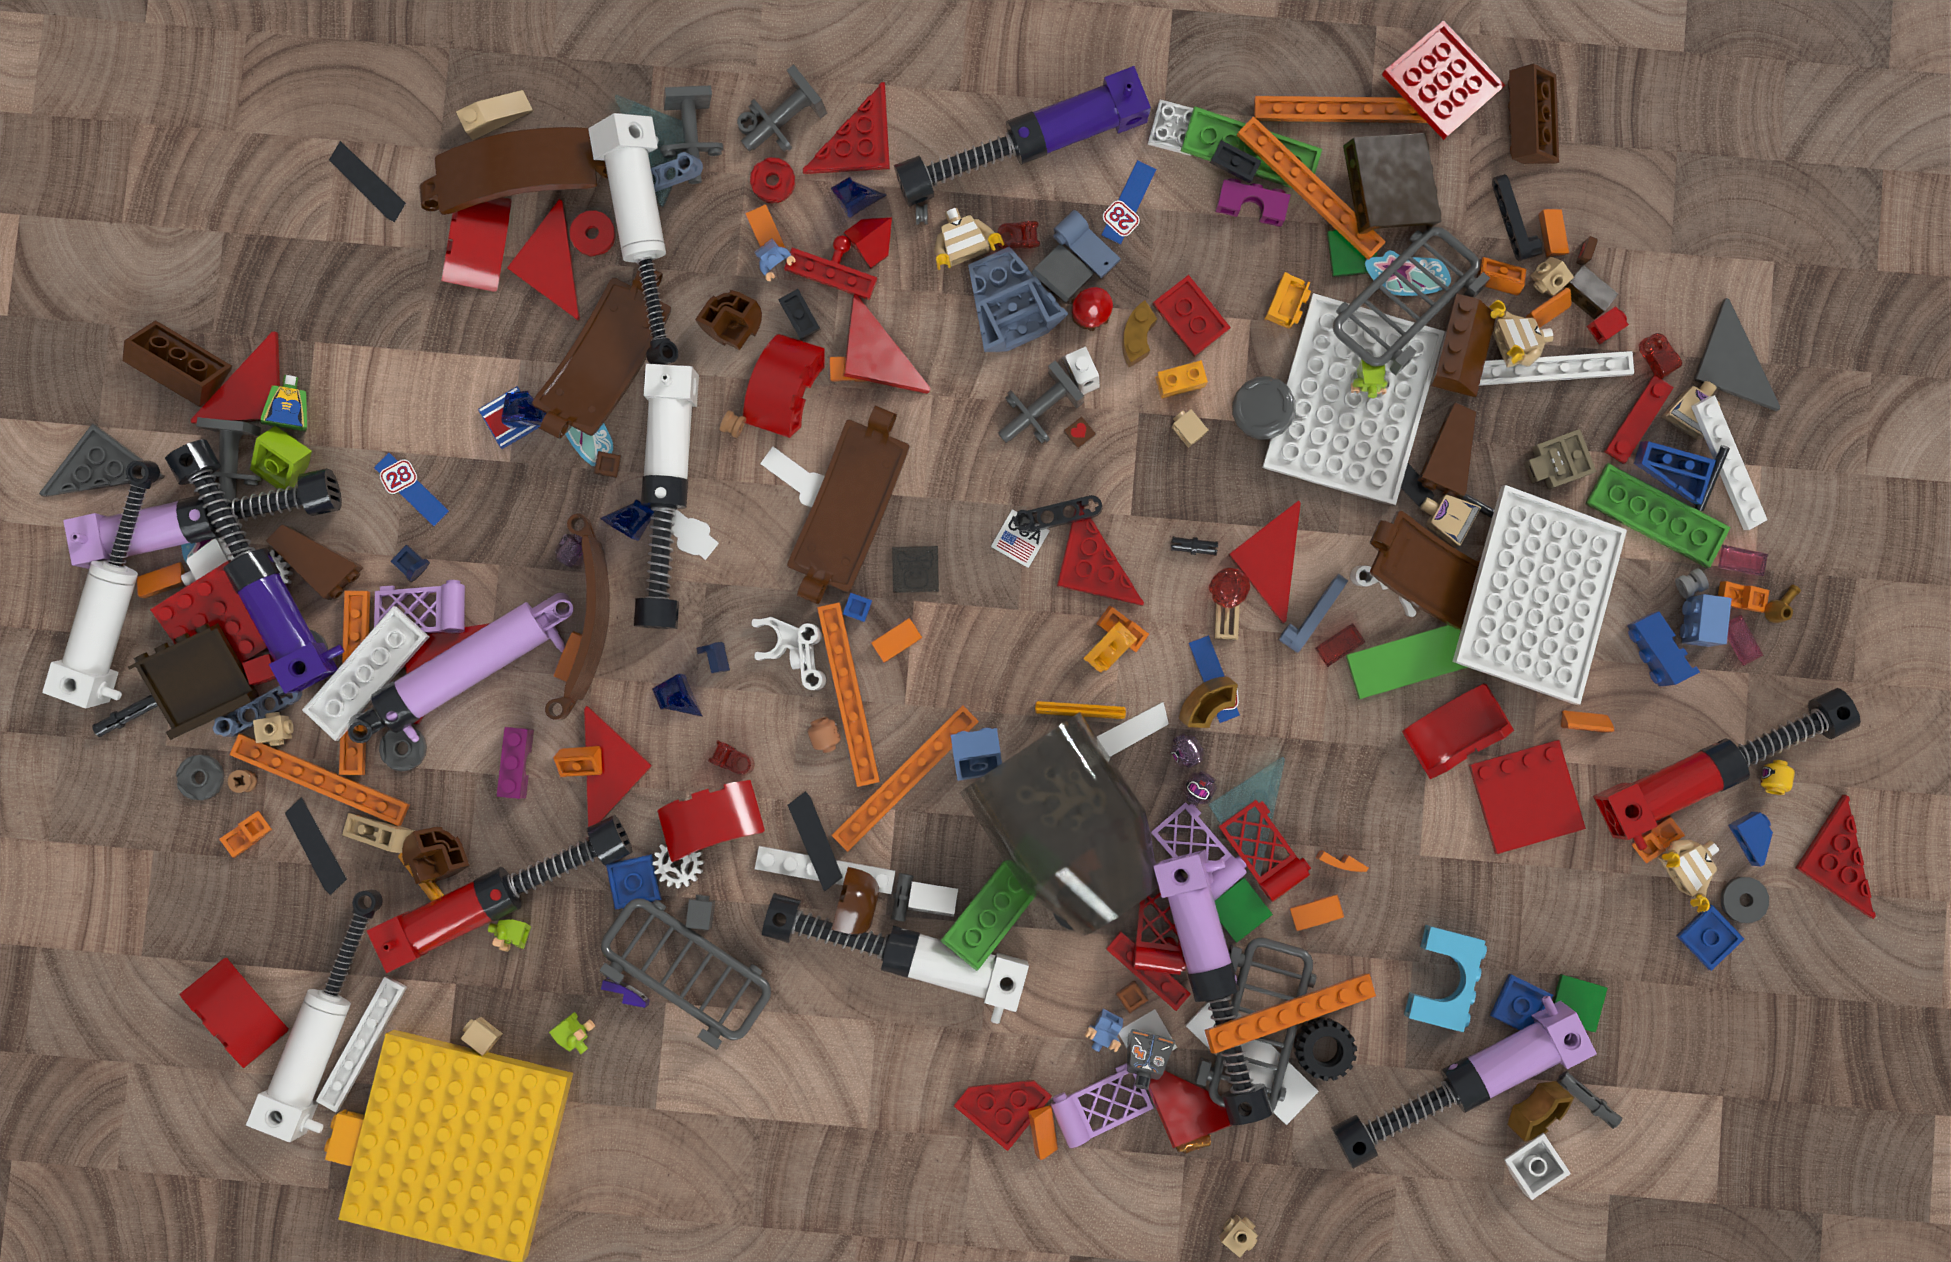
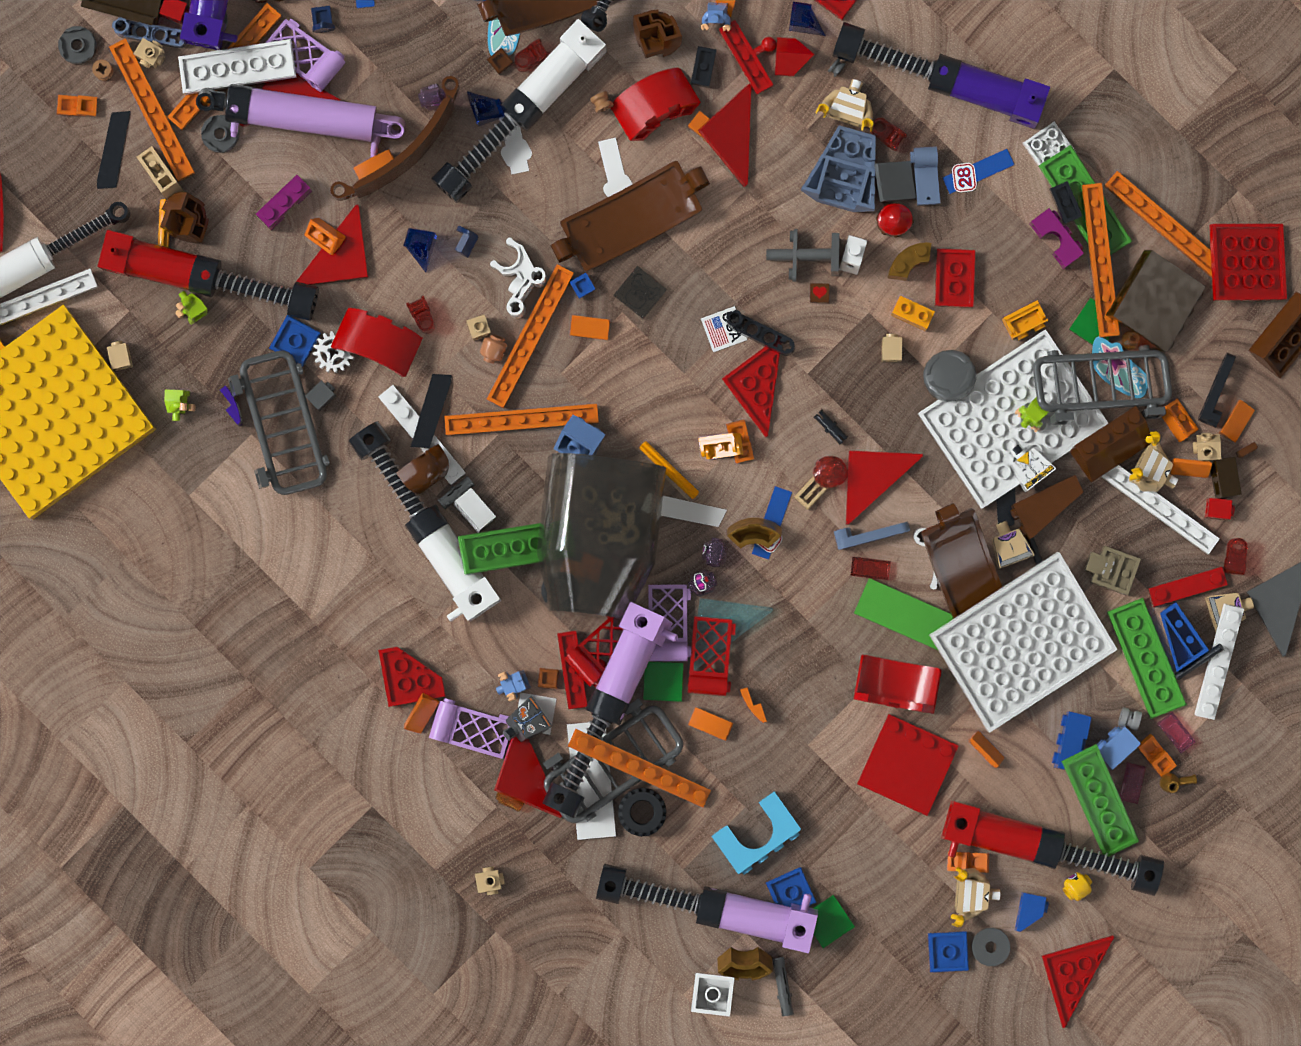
camera: 40 degrees right, 0 degrees up
(632, 431) = (532, 55): none -> clear red piece
(794, 726) = (478, 327): none -> tan brick
(1398, 238) = (1127, 343): none -> clear orange cone
(1409, 430) = (1030, 467): none -> torso
(1735, 681) = (1100, 800): none -> bright green tile

